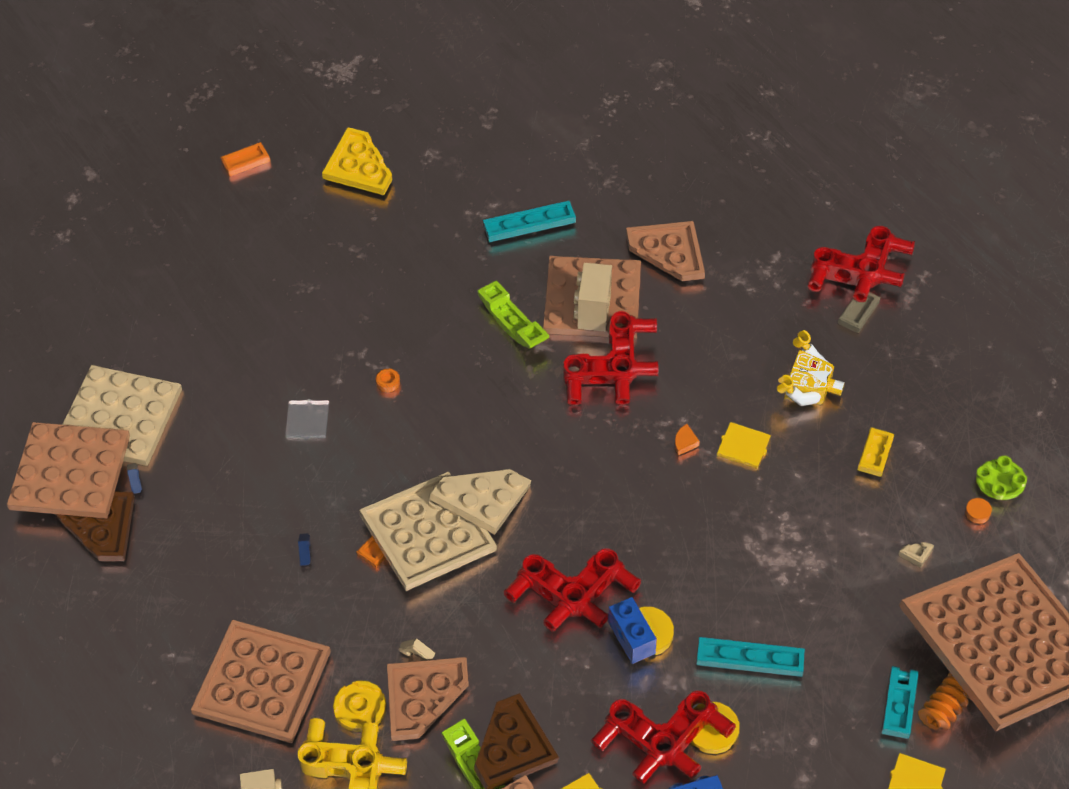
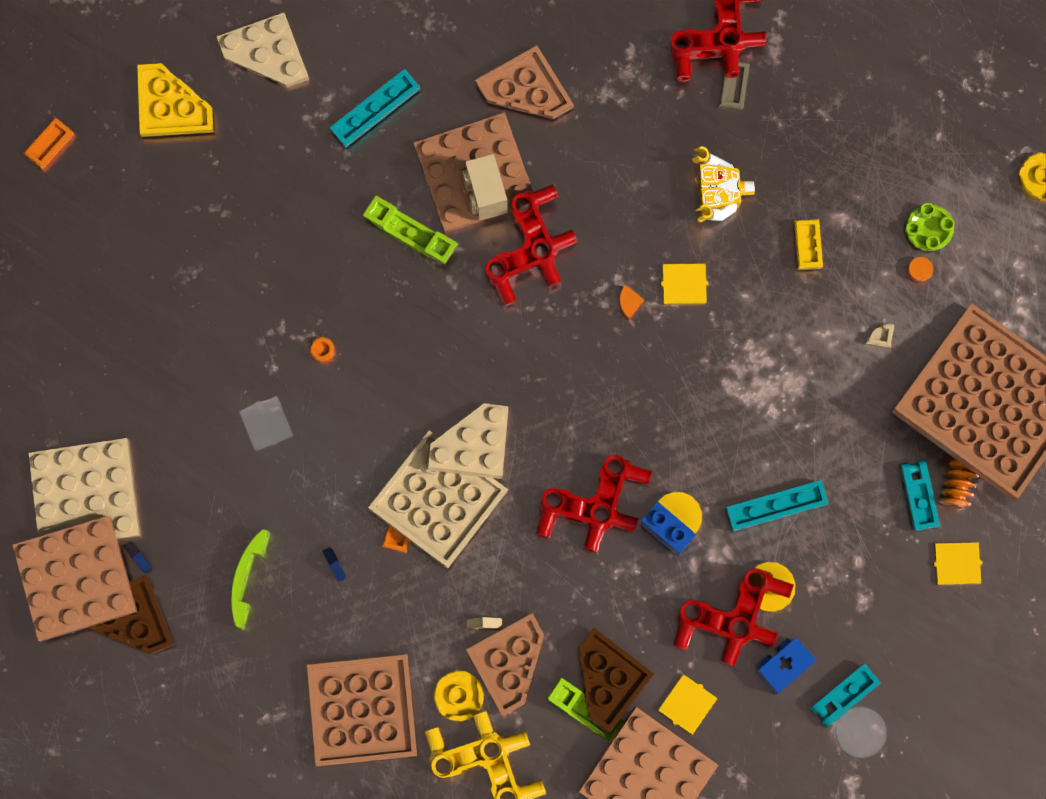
camera: 25 degrees left, 25 degrees up
(241, 507) = (256, 547): none -> lime slope
(459, 154) = (266, 50): none -> tan plate

